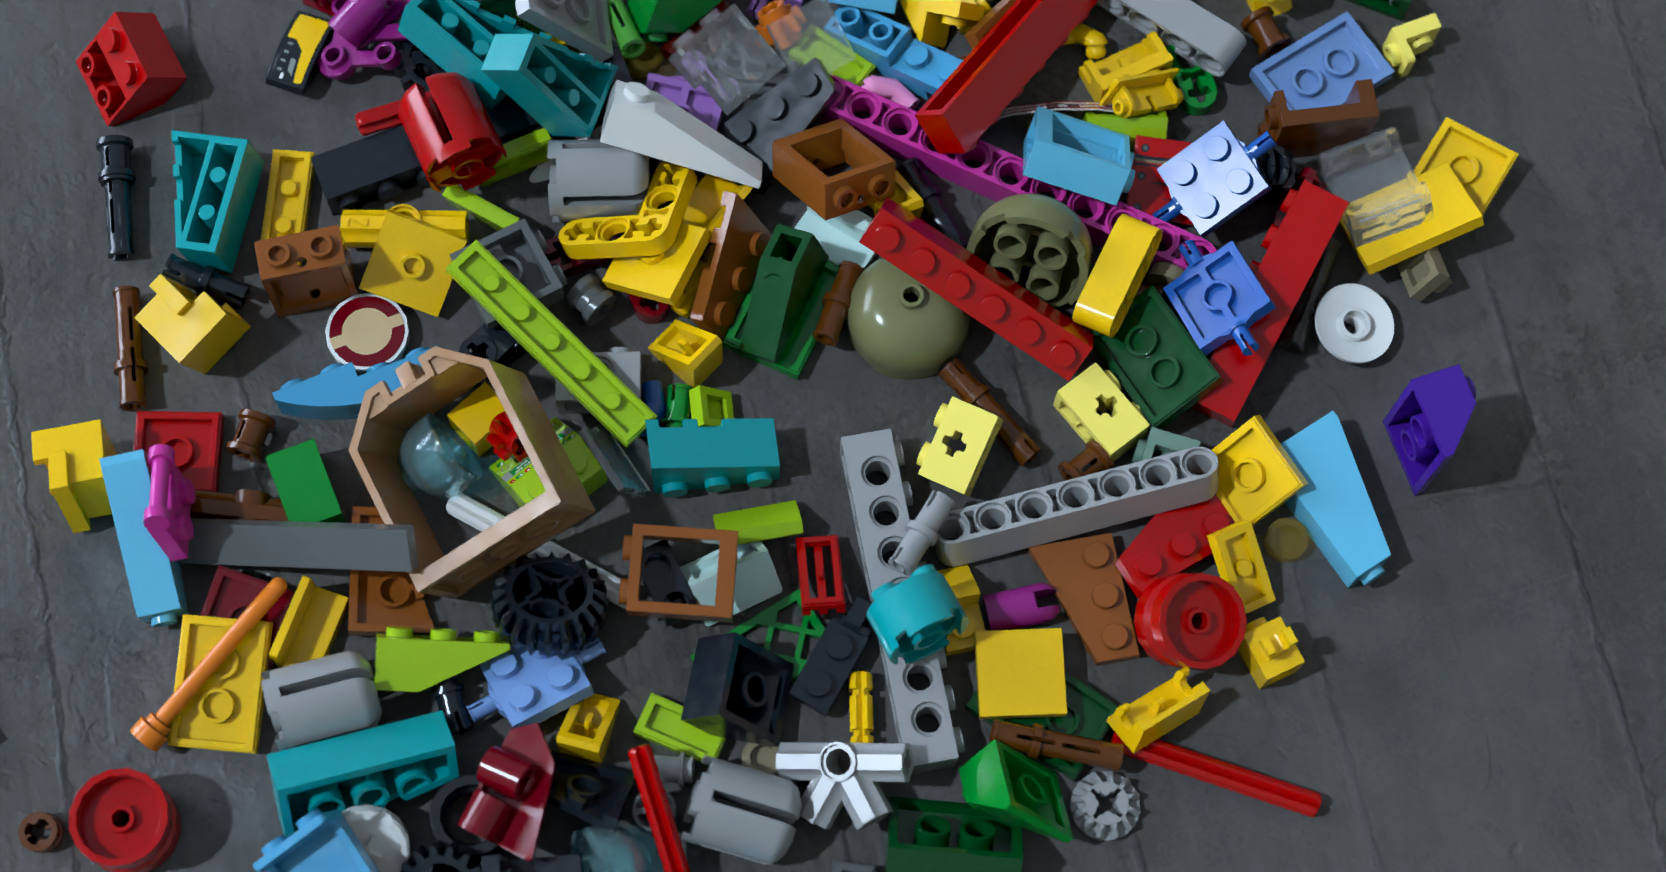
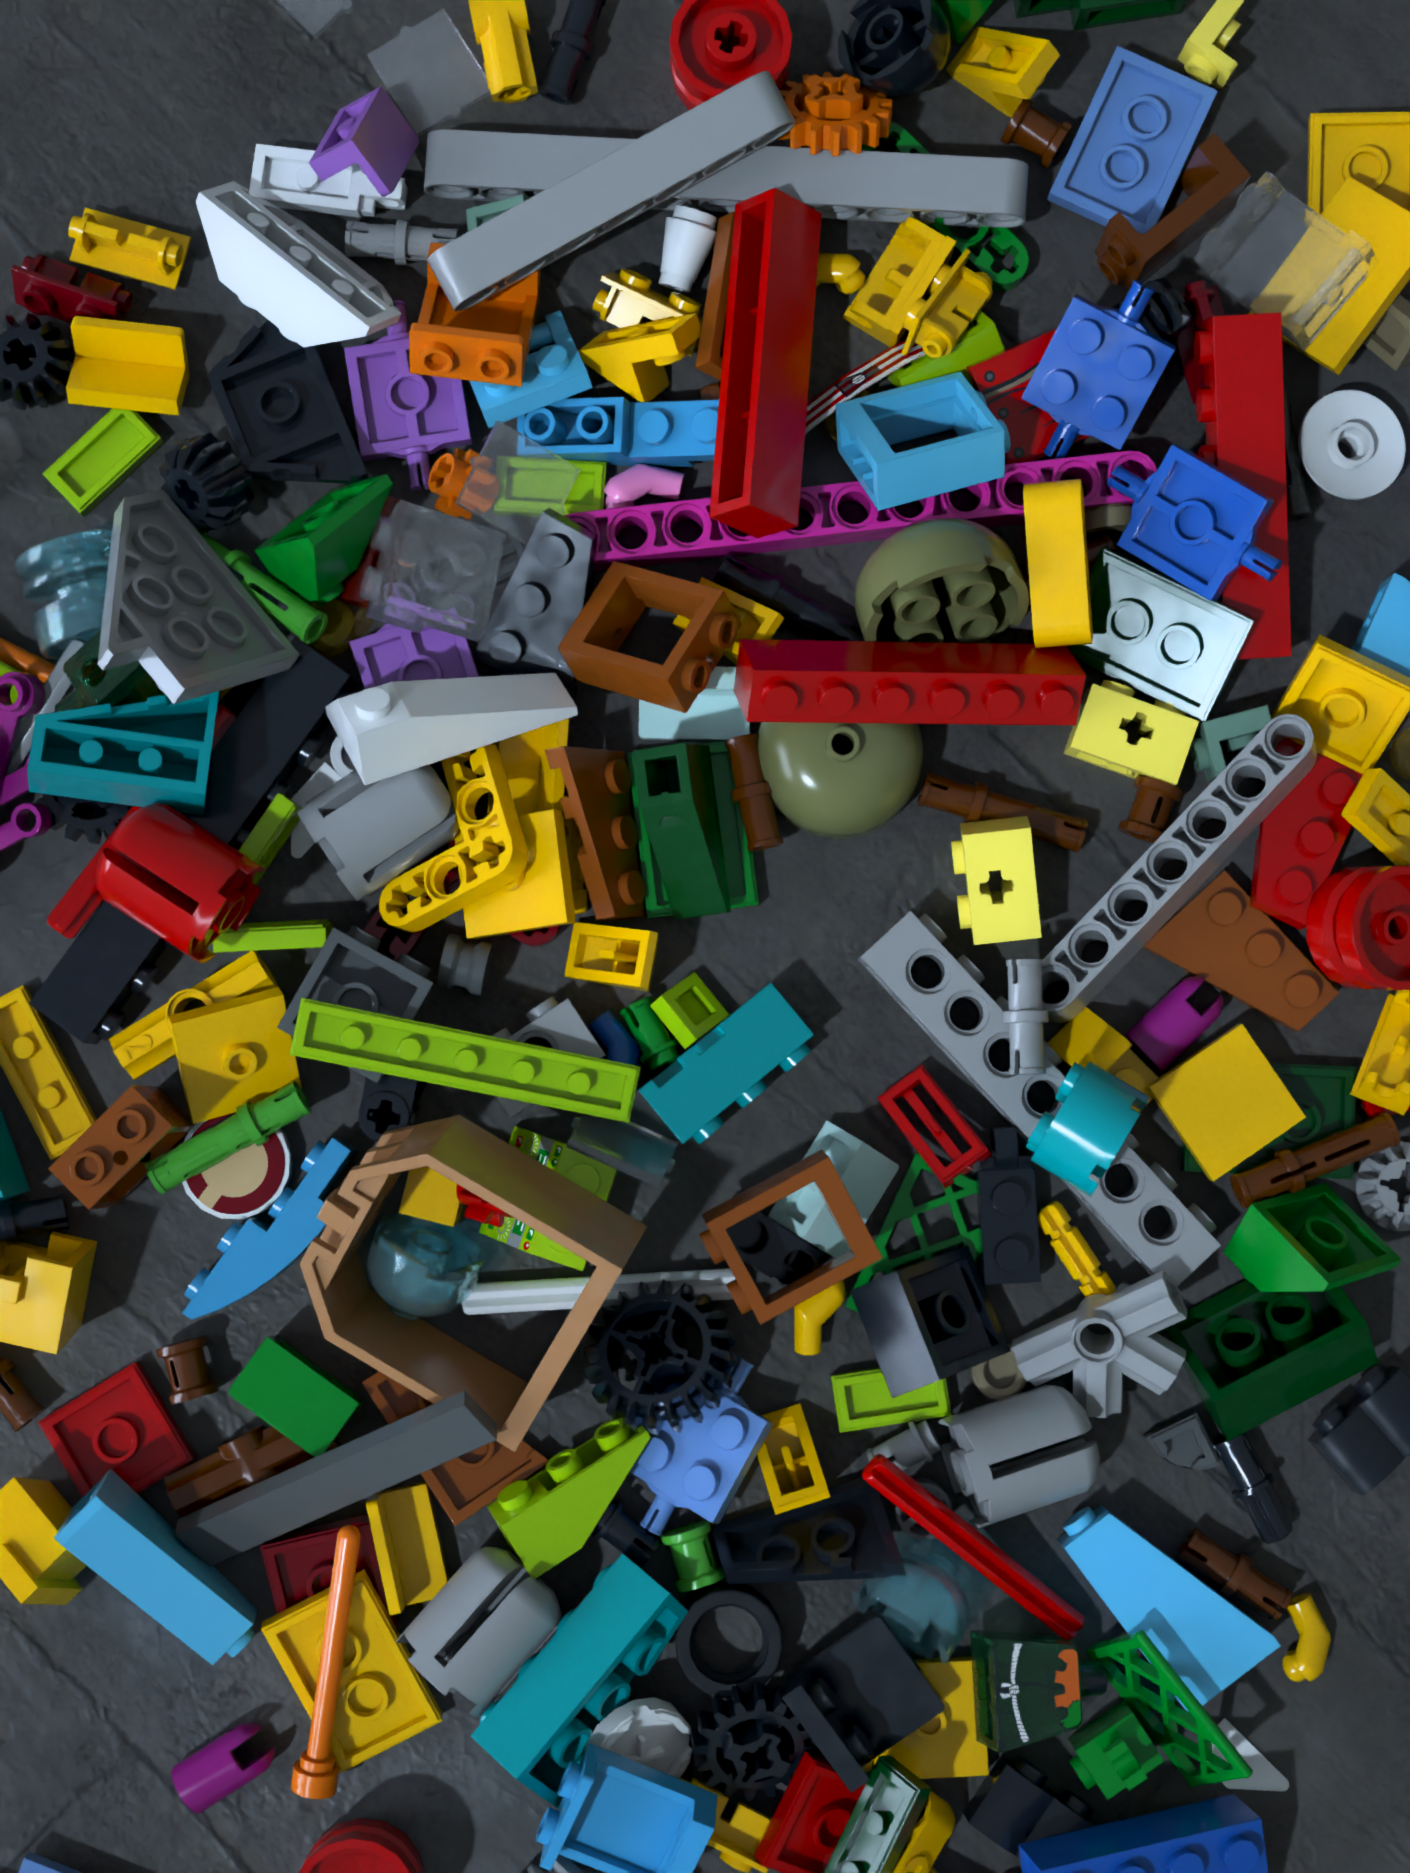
camera: 30 degrees left, 15 degrees up
(90, 693) = (216, 1772): none -> magenta piece
(169, 504) = (159, 1517): dark pink plate -> none
(388, 310) = (241, 1130): none -> bright green pin
(485, 737) = (693, 1556): none -> bright green bush
(512, 792) = (764, 1600): dark red panel -> none
(550, 82) = (260, 749): teal wedge -> none
(666, 642) = (812, 1314): none -> yellow arm
(762, 522) = (826, 1109): lime tile -> none

